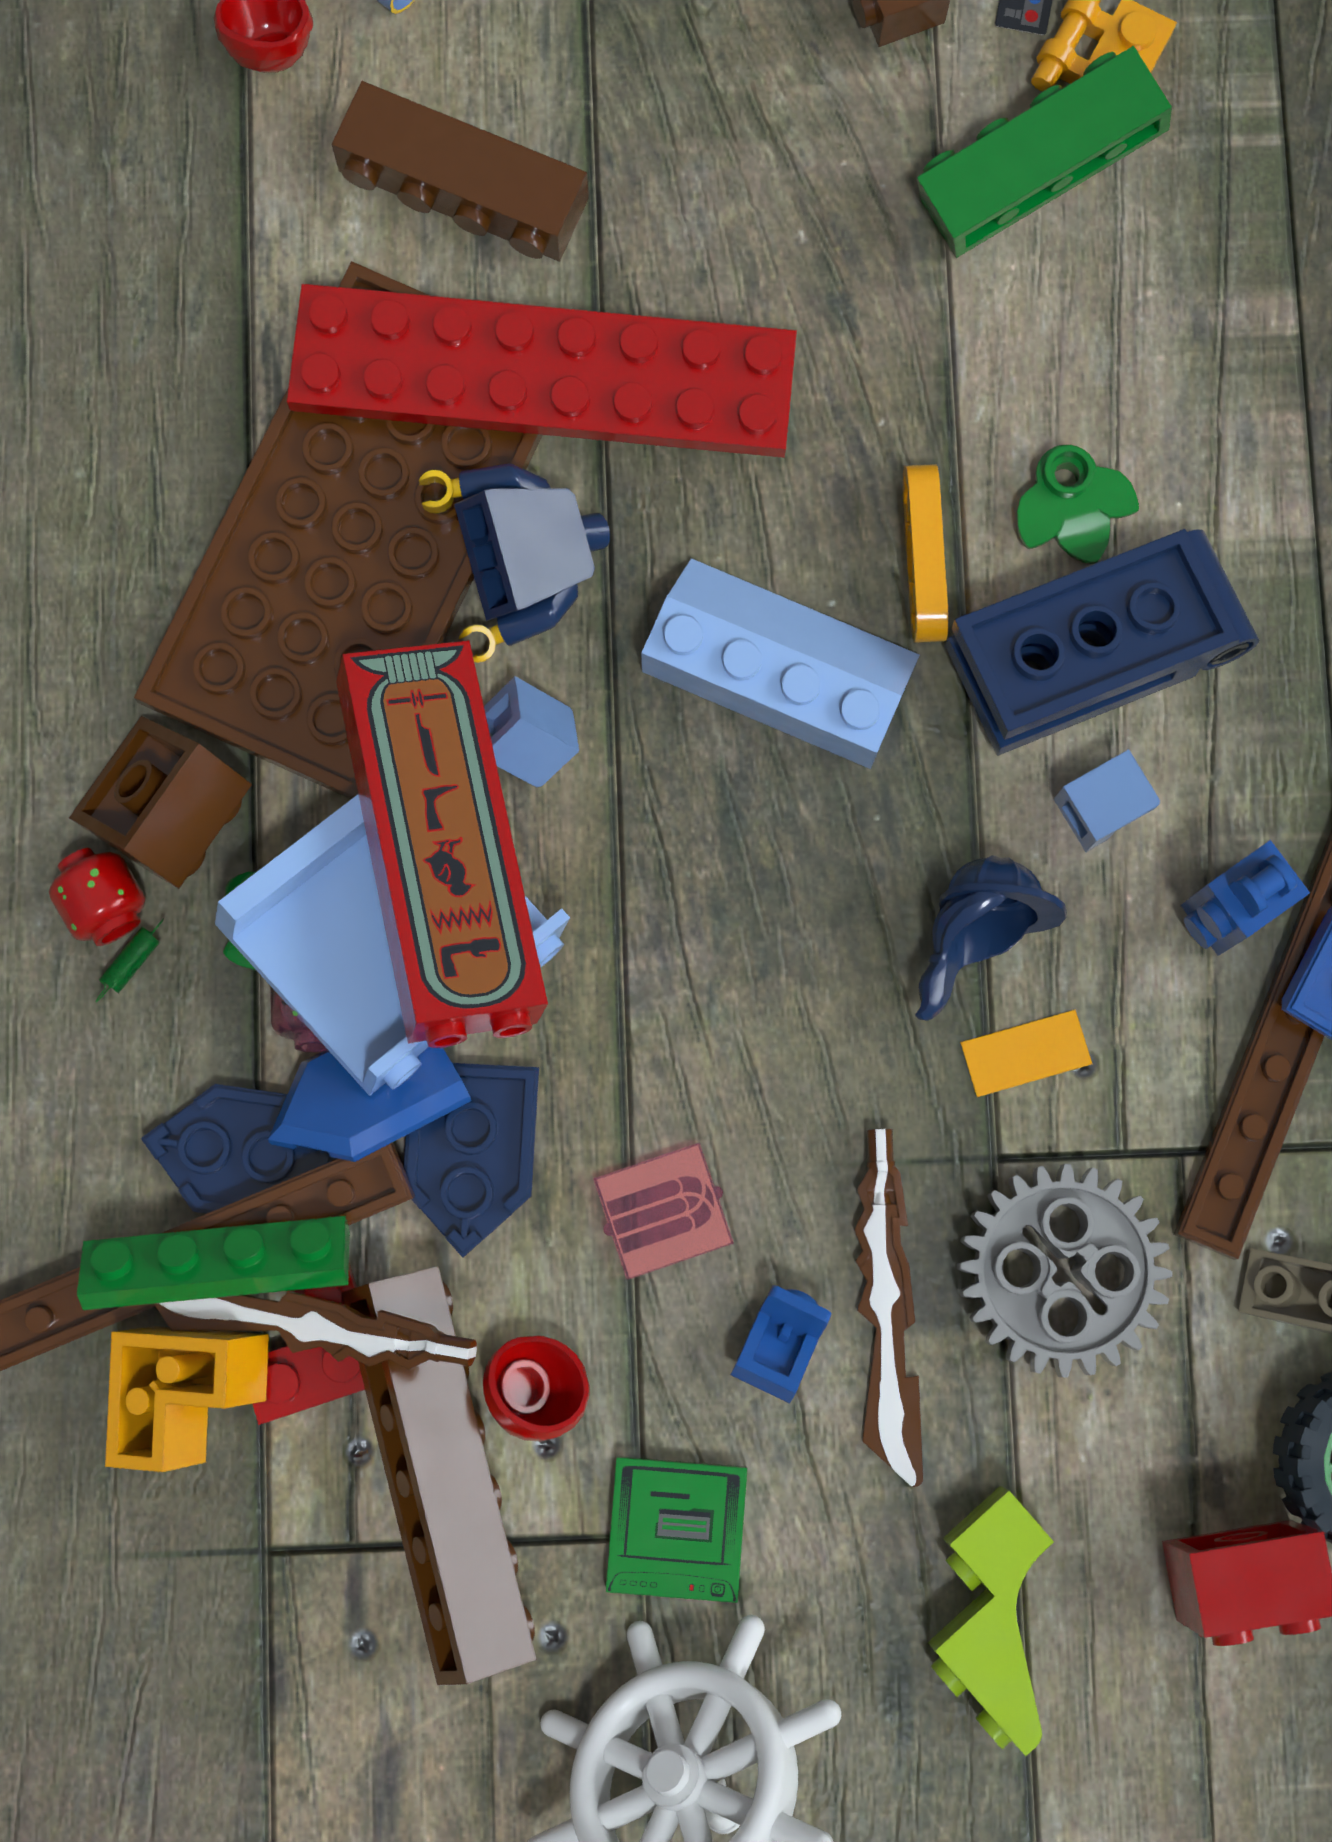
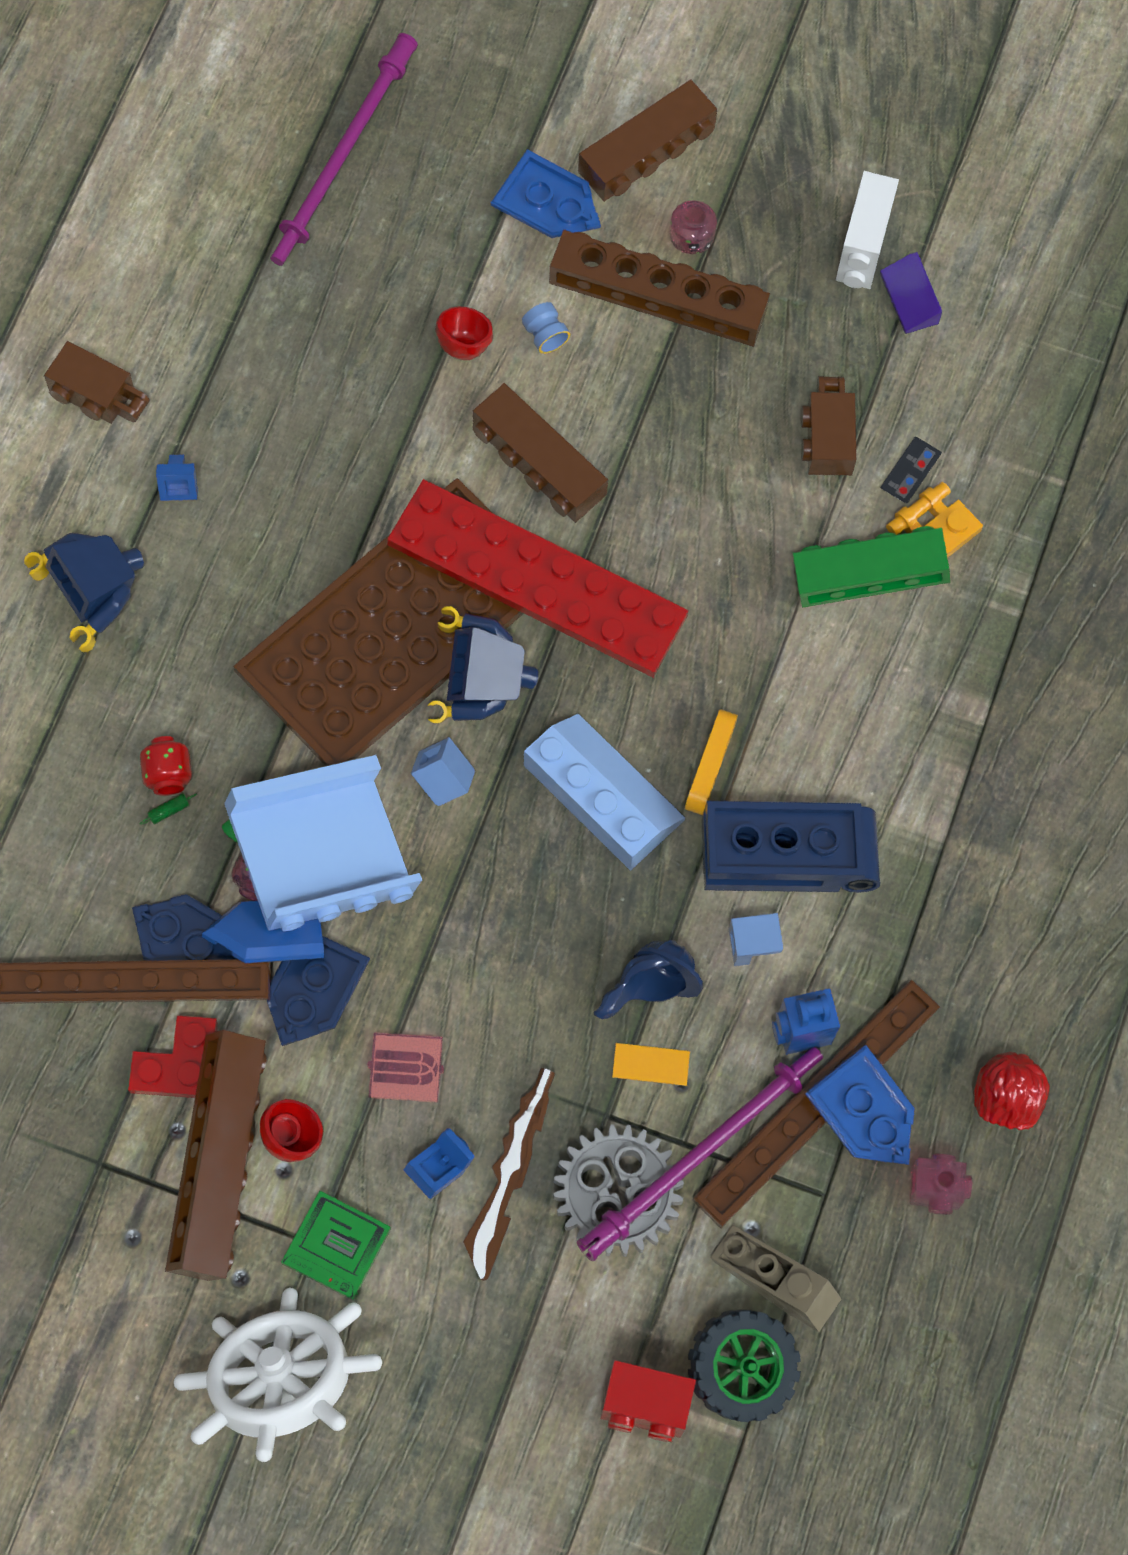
camera: 20 degrees right, 10 degrees down
(161, 801) = (224, 729): reddish brown slope -> none
(164, 1388) = (87, 1043): light orange brick -> none
(214, 1263) = (144, 986): green plate -> none
(317, 1322) = (178, 1036): reddish brown sword -> none
(440, 844) = (366, 807): brick -> none
(983, 1642) = (481, 1379): lime arch -> none
(1074, 513) = (808, 774): green plate -> none
(1094, 1331) = (616, 1224): none -> magenta bar

